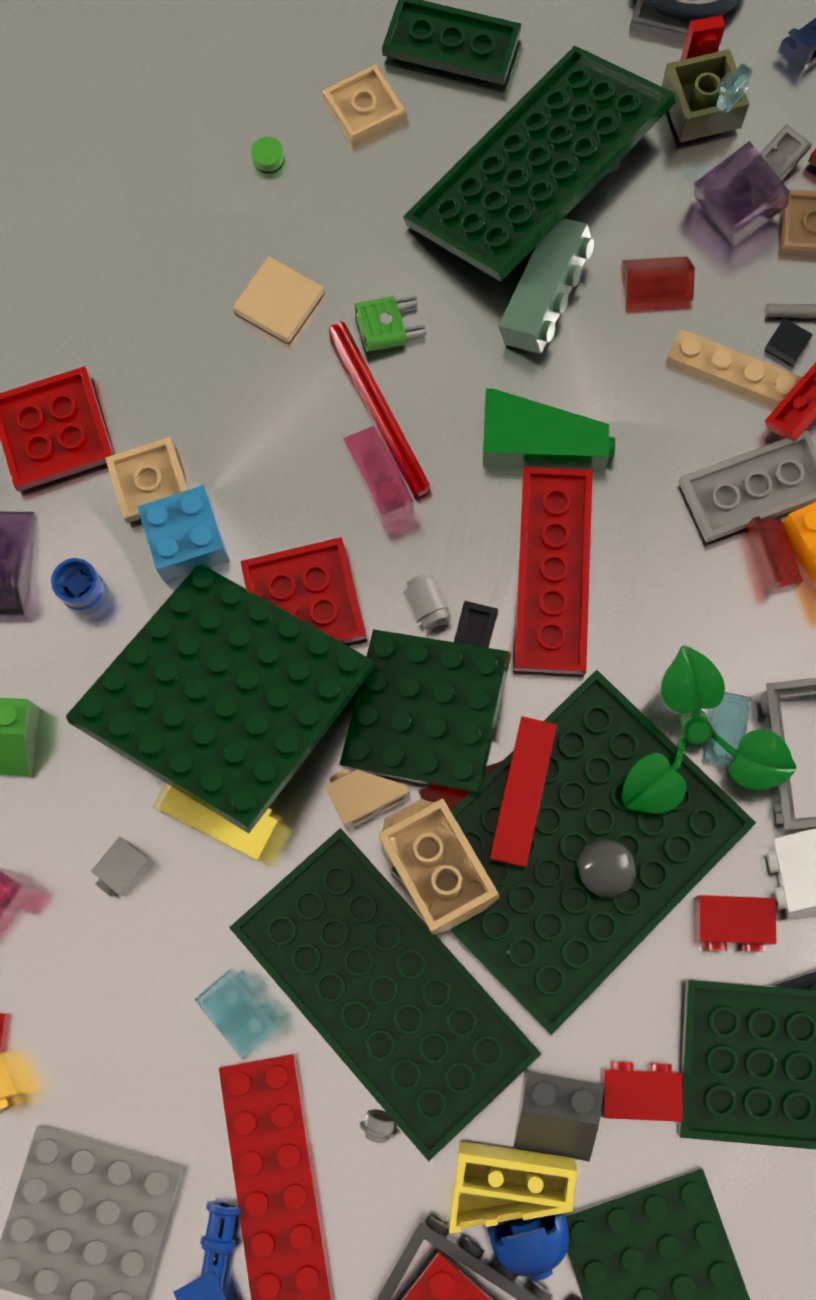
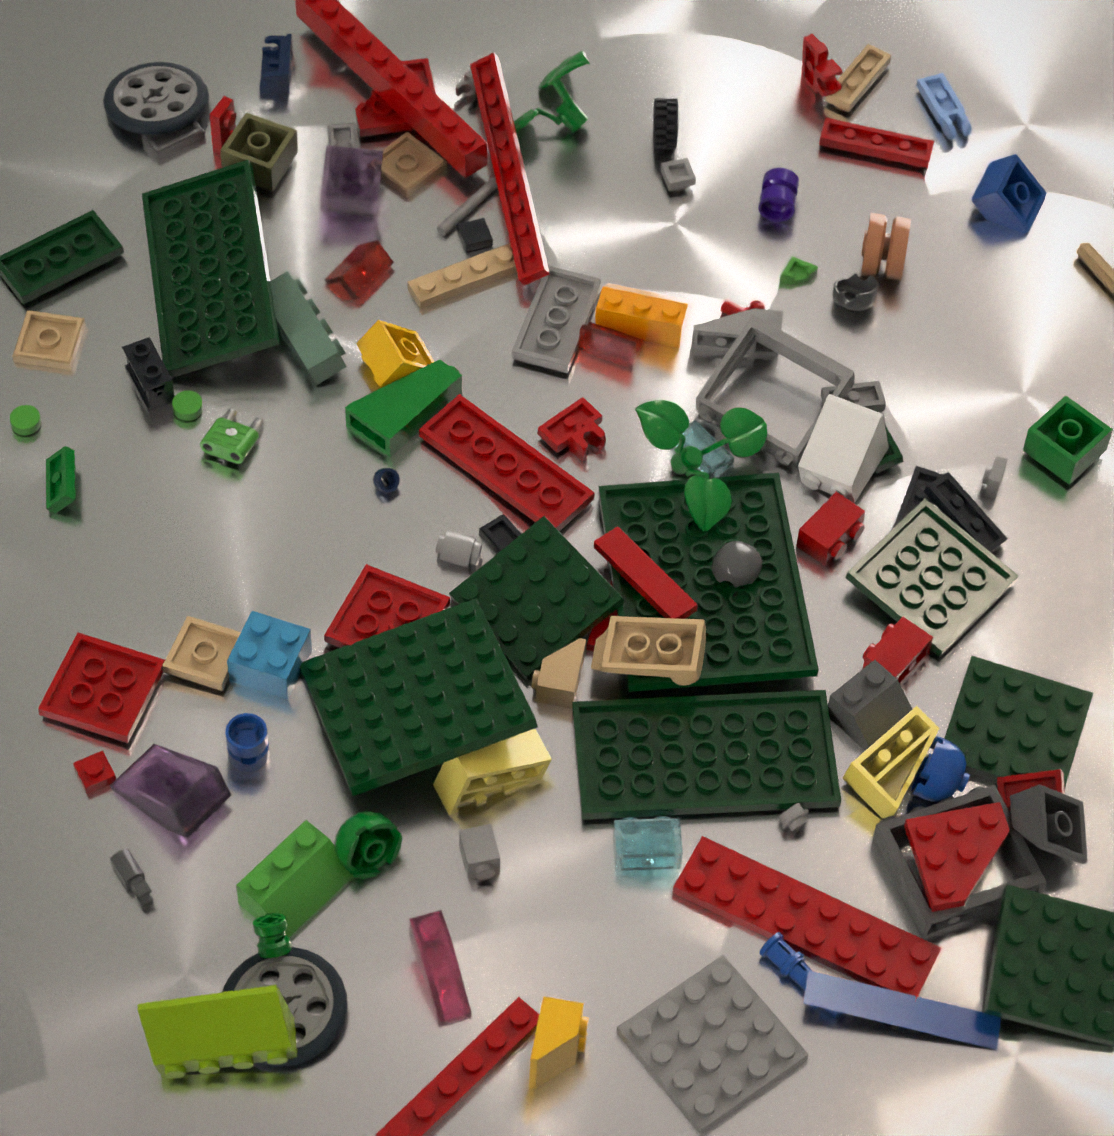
camera: 60 degrees left, 20 degrees down
(49, 764) = (367, 843): none -> green cylinder
(235, 222) = (60, 479): none -> green plate
(278, 299) = (145, 488): tan tile -> none
(379, 409) = (290, 484): red axle -> none
(380, 477) = (343, 514): clear pink slope -> none
(387, 204) = (148, 374): none -> black hinge
(390, 262) = (187, 405): none -> bright green tile
(439, 483) = (389, 476): none -> dark blue hinge
(589, 382) = (392, 352): none -> yellow slope
(645, 596) = (574, 427): none -> red plate
(733, 87) = (280, 126): clear light blue plate -> none

